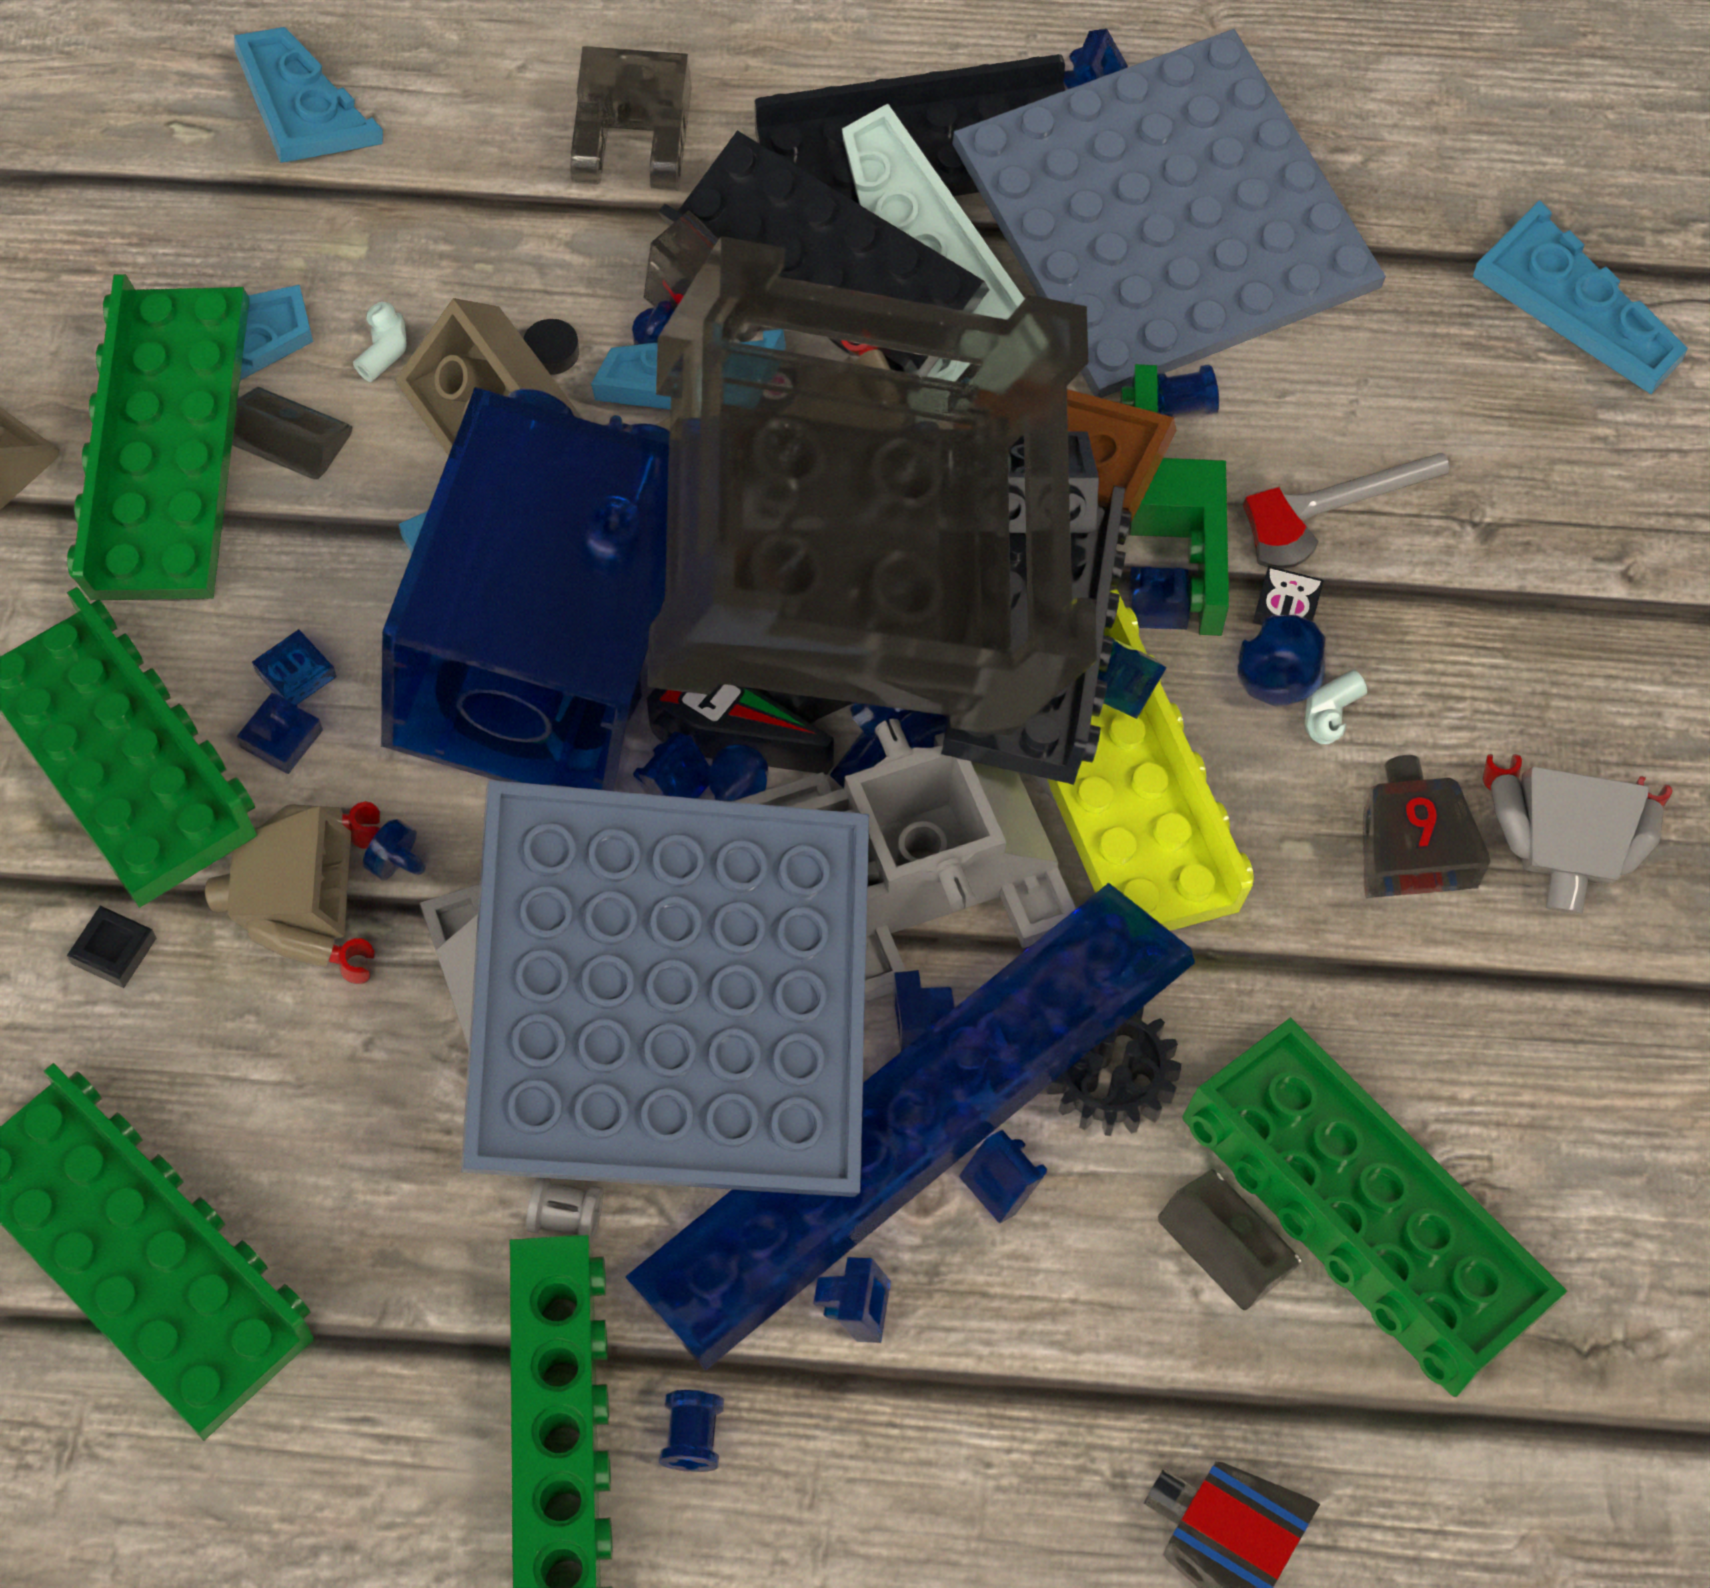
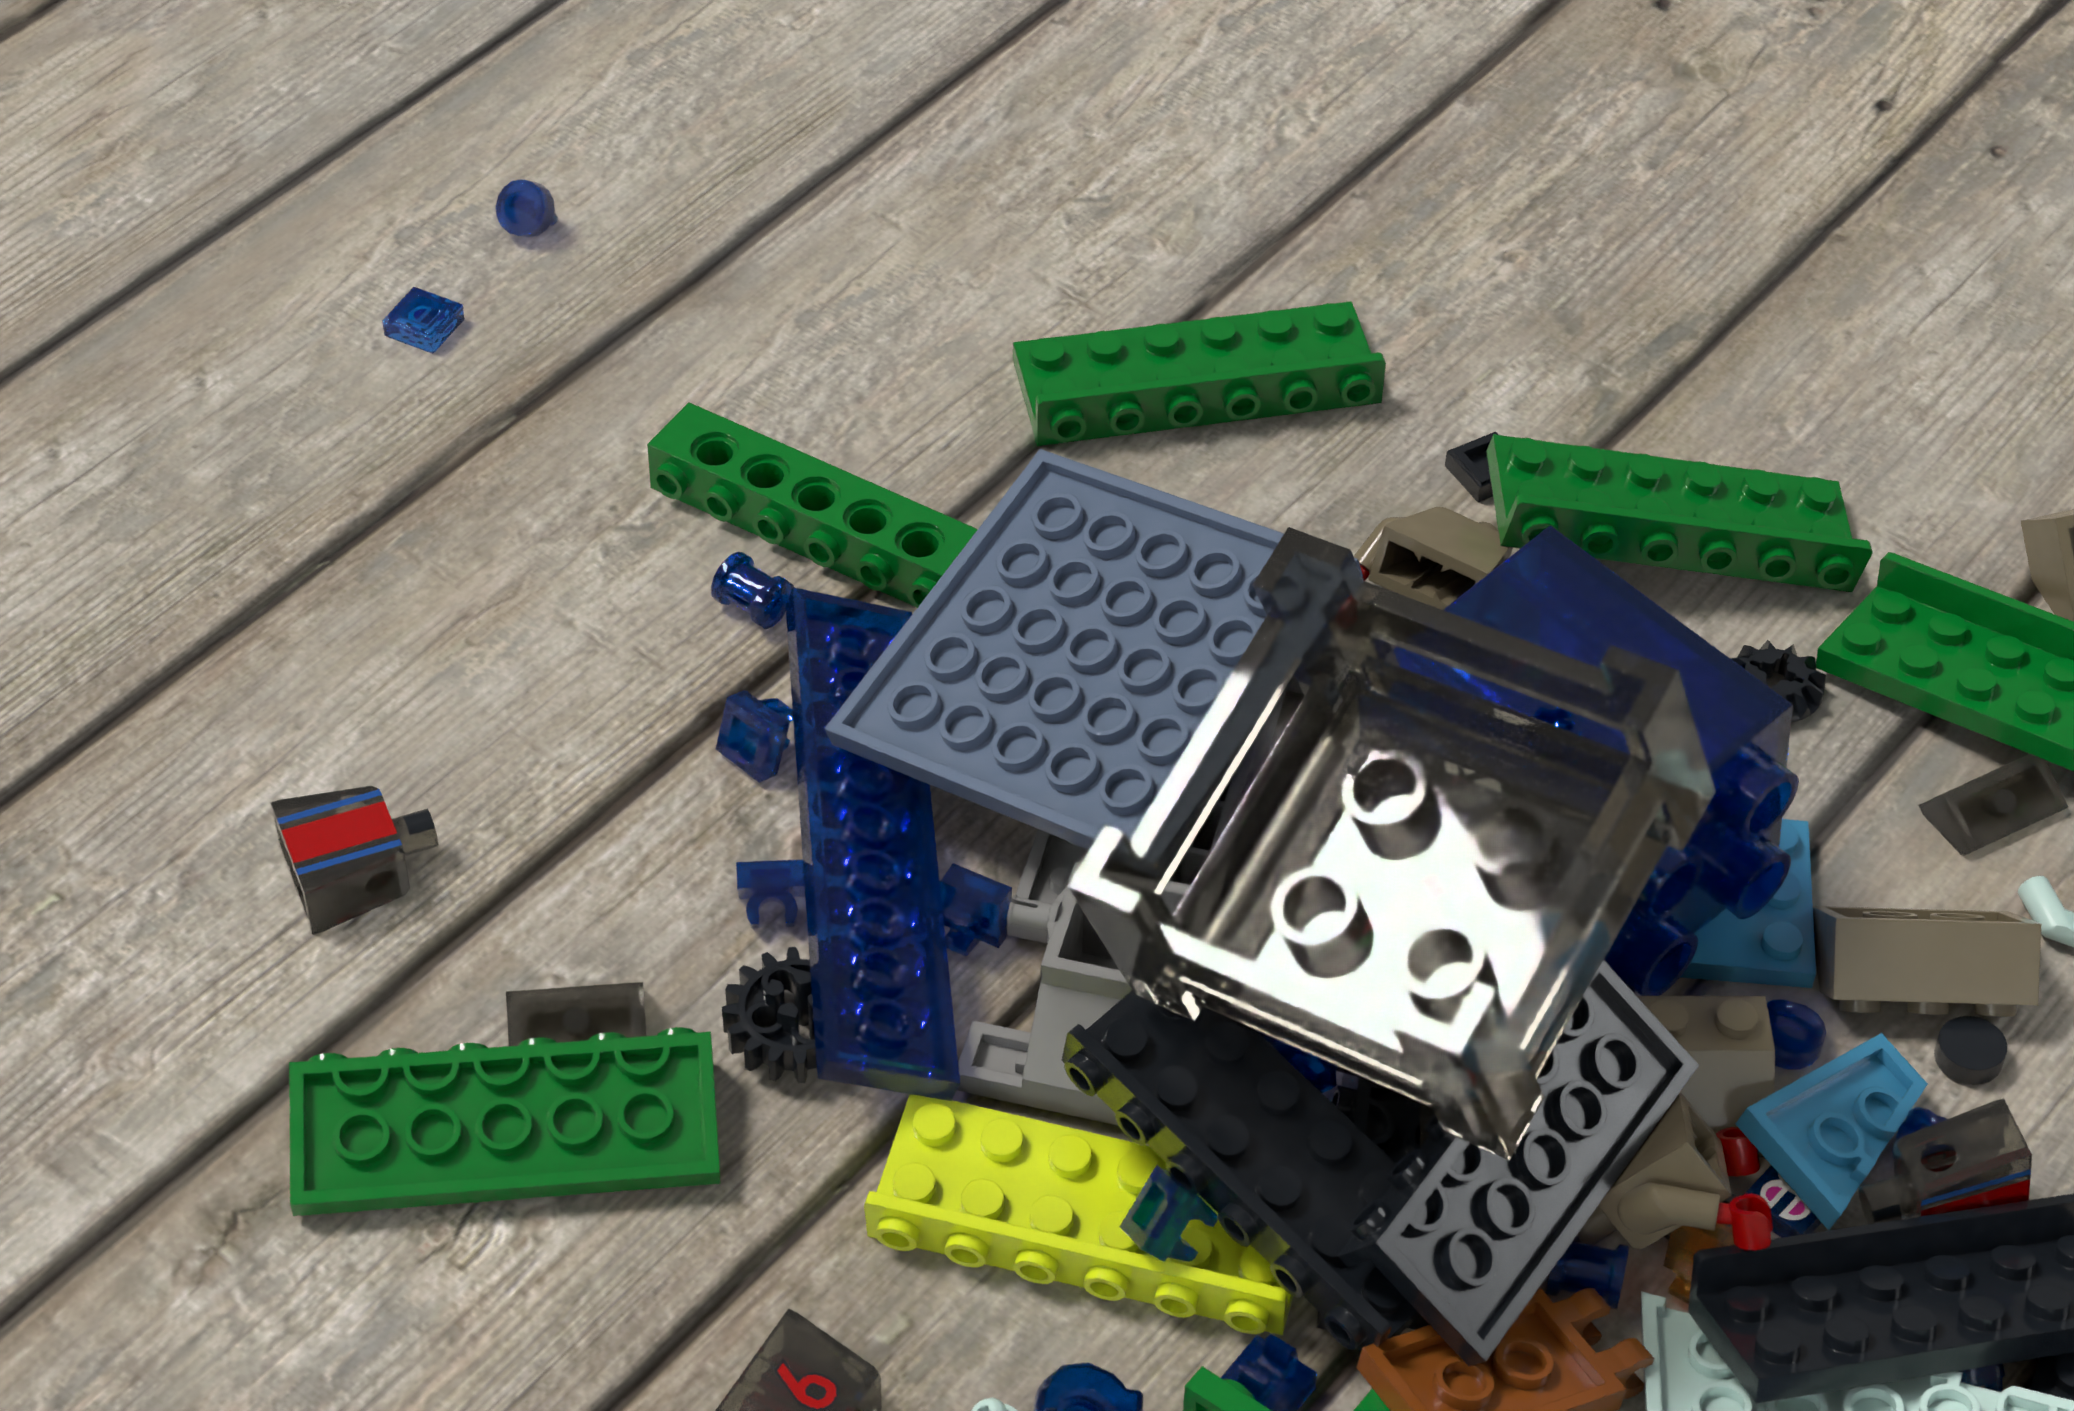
camera: 125 degrees right, 15 degrees down
(273, 624) = (1802, 682): none -> black gear

